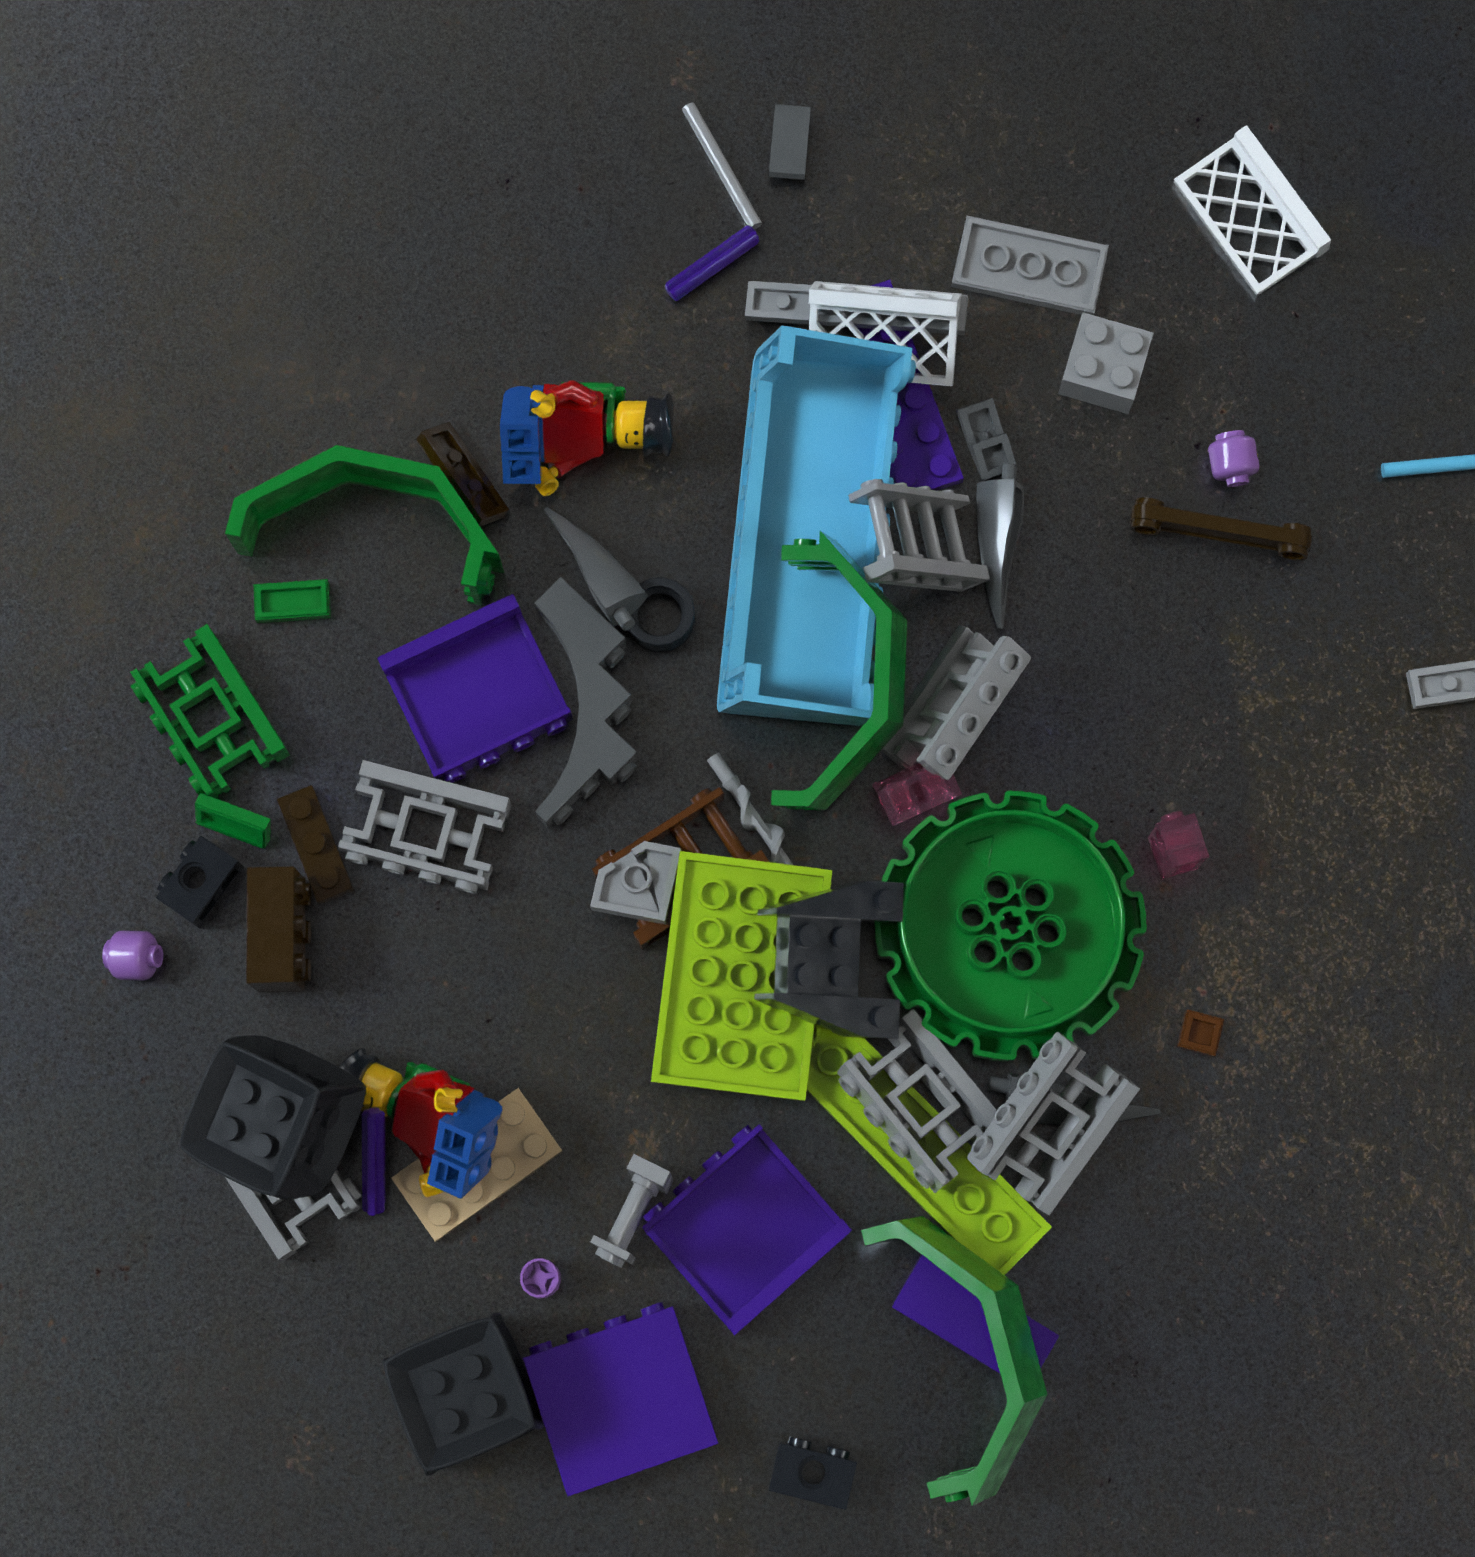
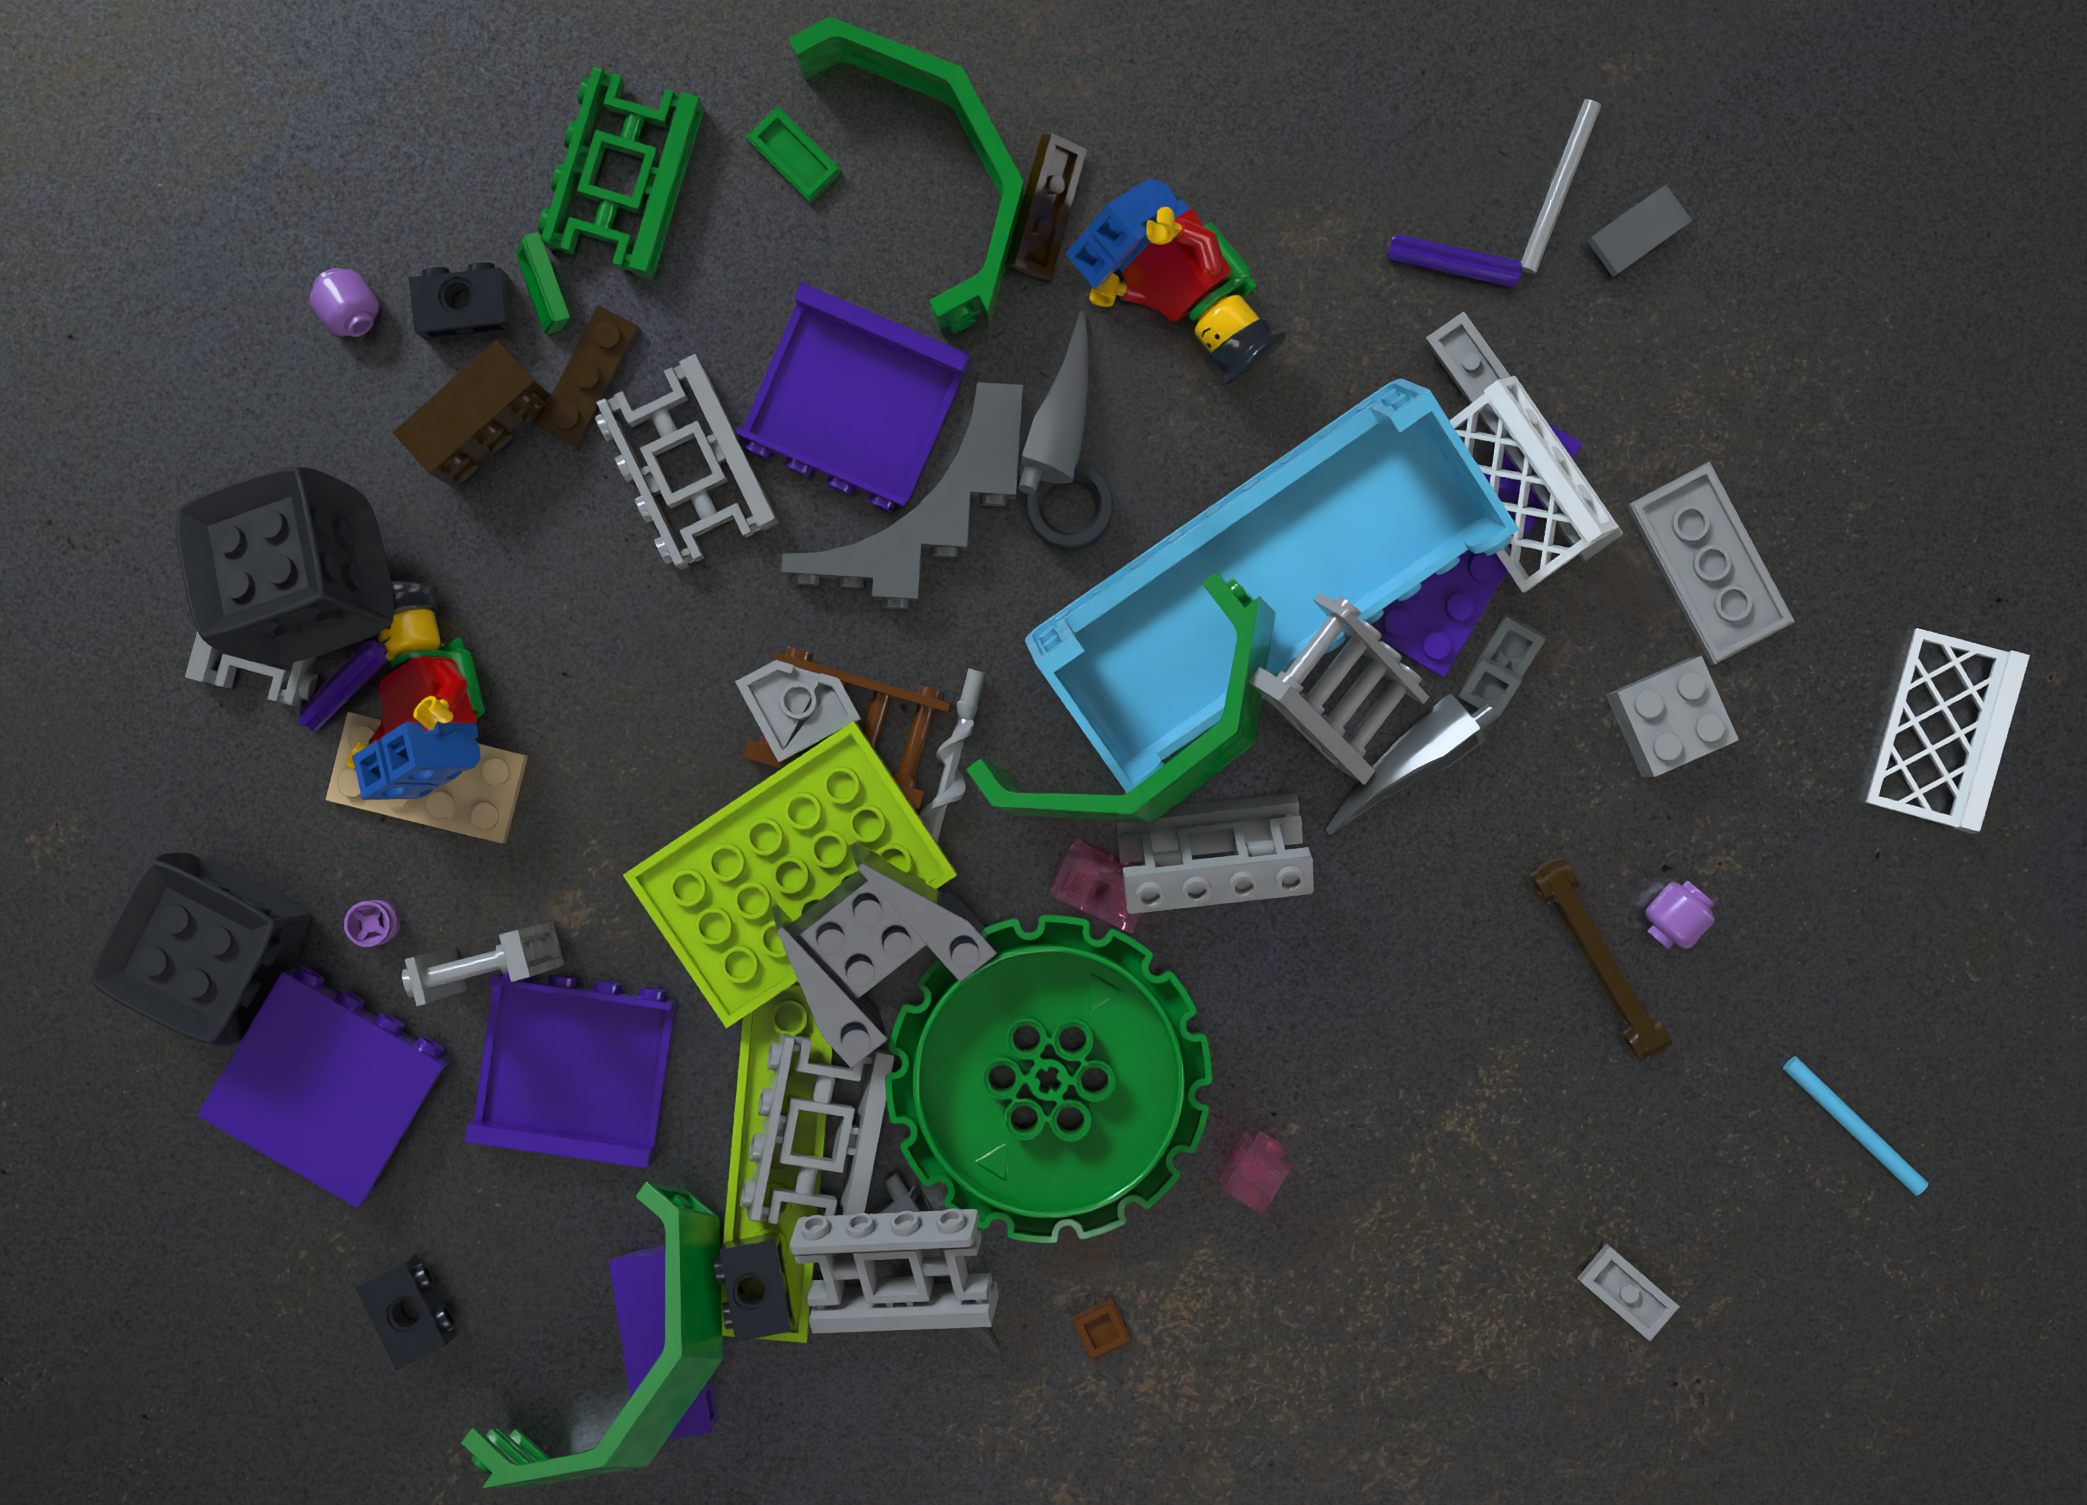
camera: 40 degrees right, 10 degrees up
(1012, 1224) = (762, 1259): none -> black brick

